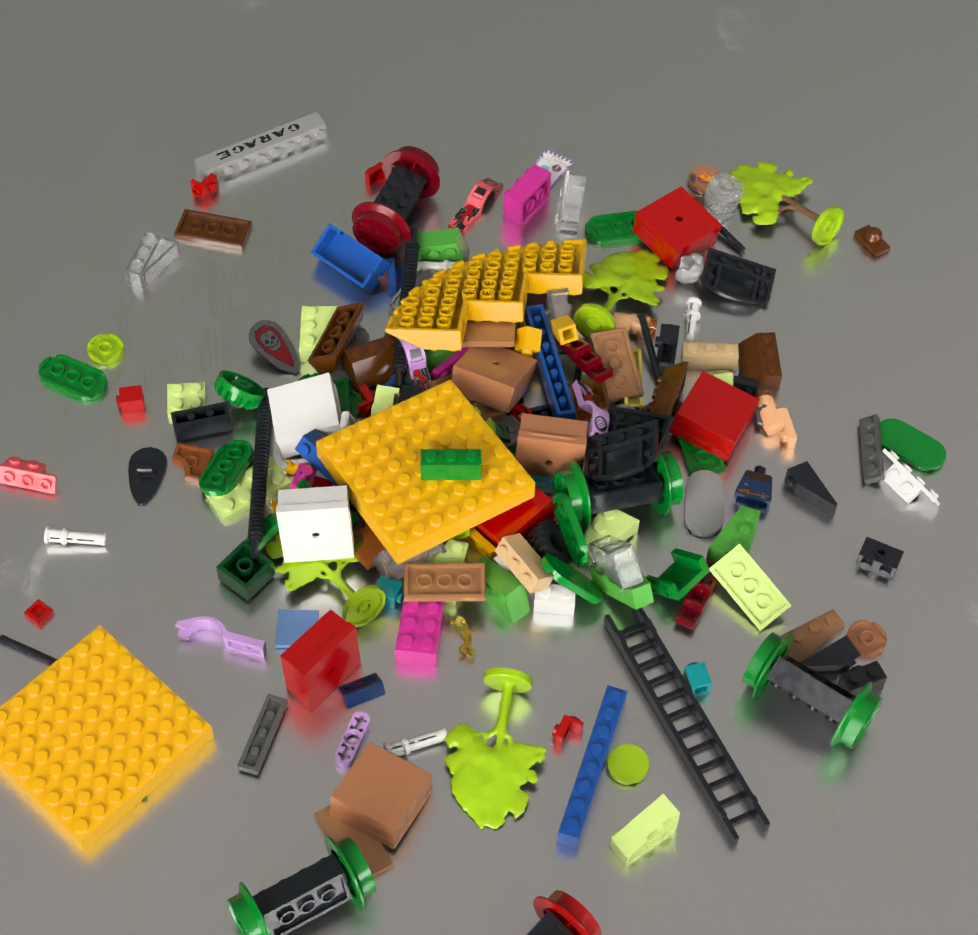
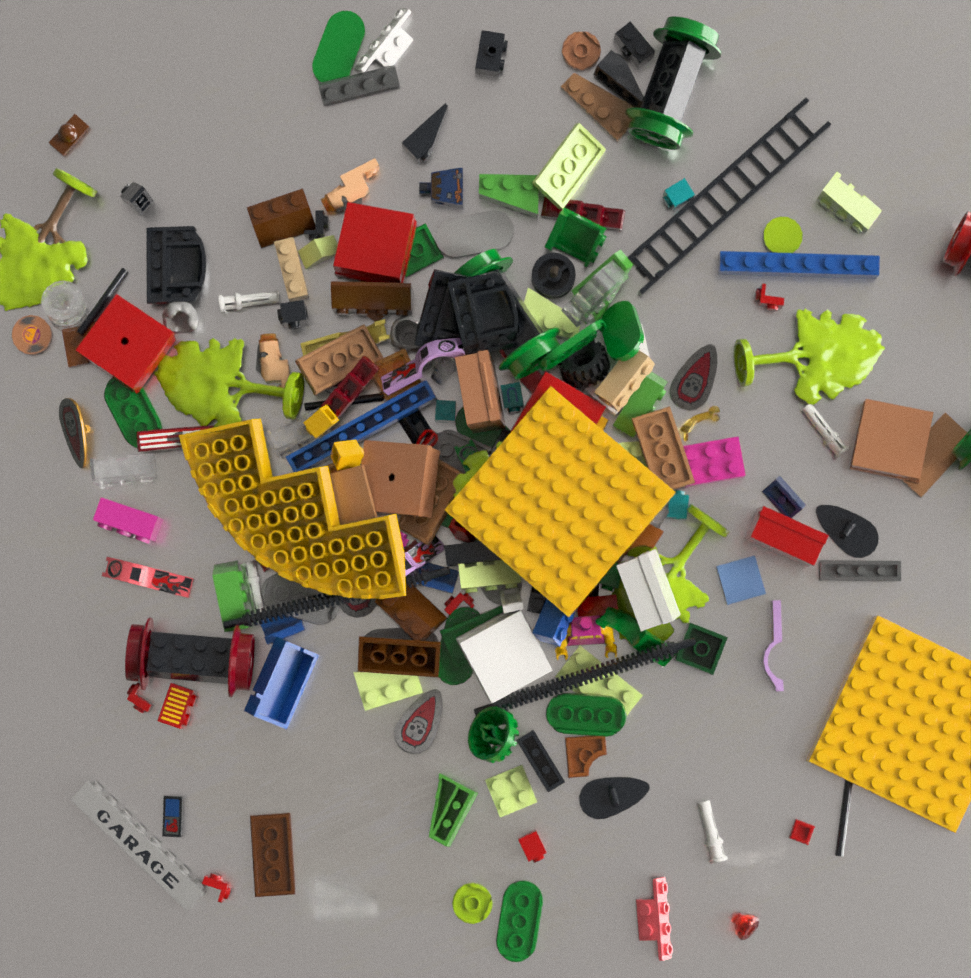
camera: 105 degrees left, 30 degrees up
(191, 348) = (450, 809): none -> bright green wedge
(273, 176) = (173, 816): none -> slope
(307, 739) = (848, 530): none -> black shield
(353, 749) = (852, 494): lavender beam -> none
(358, 191) = (177, 705): none -> red brick
(450, 464) = (567, 469): green brick -> none
(506, 640) = (695, 379): none -> shield
(555, 164) = (67, 514): white sticker -> none
(588, 230) = (164, 438): none -> slope
(614, 182) = (74, 430): none -> shield
(649, 345) = (301, 332): black bar -> none
(649, 547) = (553, 275): none -> black wheel
(804, 263) = (136, 197): none -> black slope

